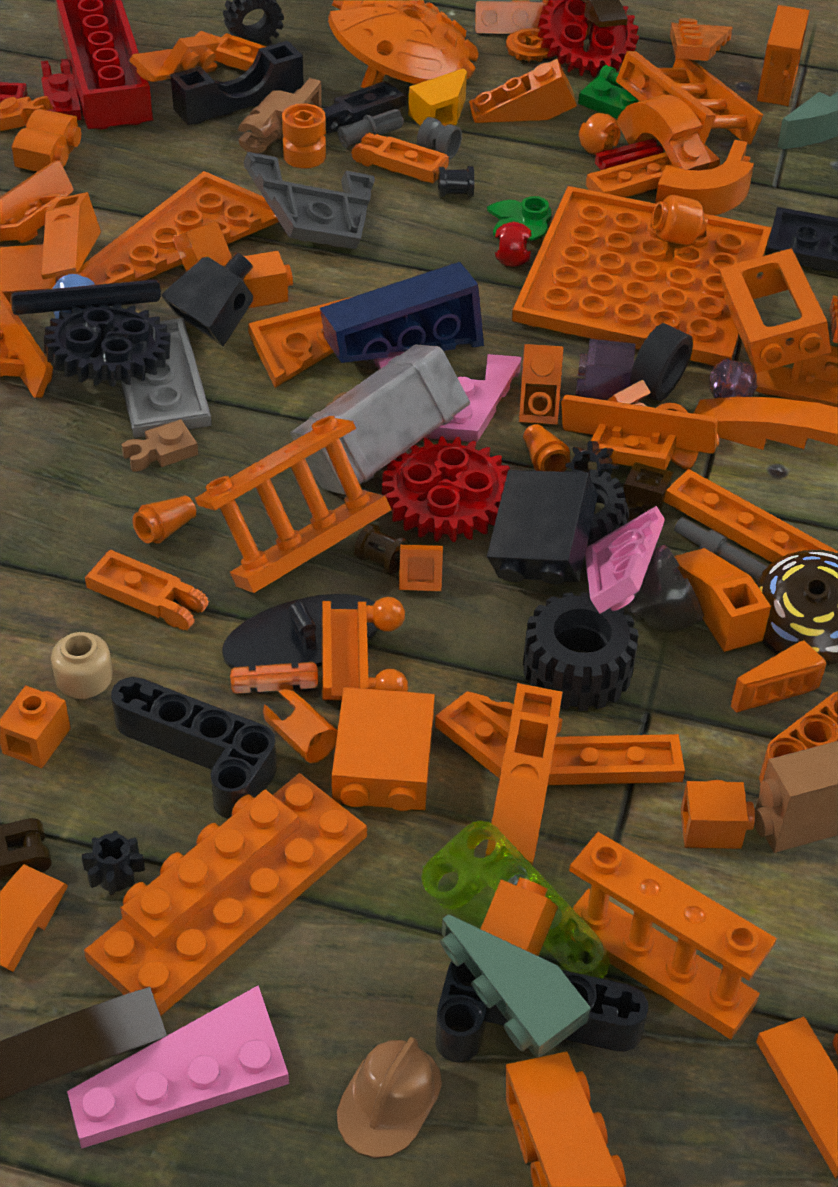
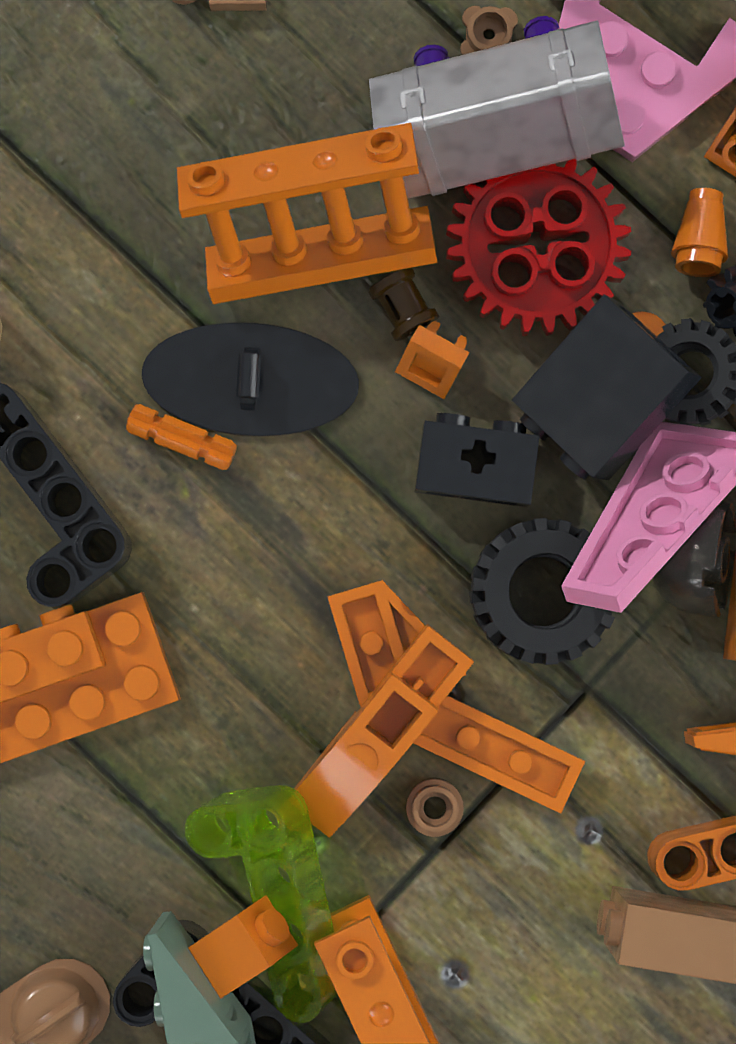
camera: 30 degrees right, 40 degrees up
(146, 589) = (89, 222): orange hinge -> none
(161, 519) = (165, 119): orange cone -> none
(304, 729) = (174, 534): orange piece -> none
(347, 648) = (276, 448): orange gear -> none
(383, 749) = (245, 612): orange brick -> none
(485, 607) = (504, 481): none -> black brick
(596, 804) = (438, 825): none -> medium nougat plate
(716, 814) = (562, 882): orange brick -> none

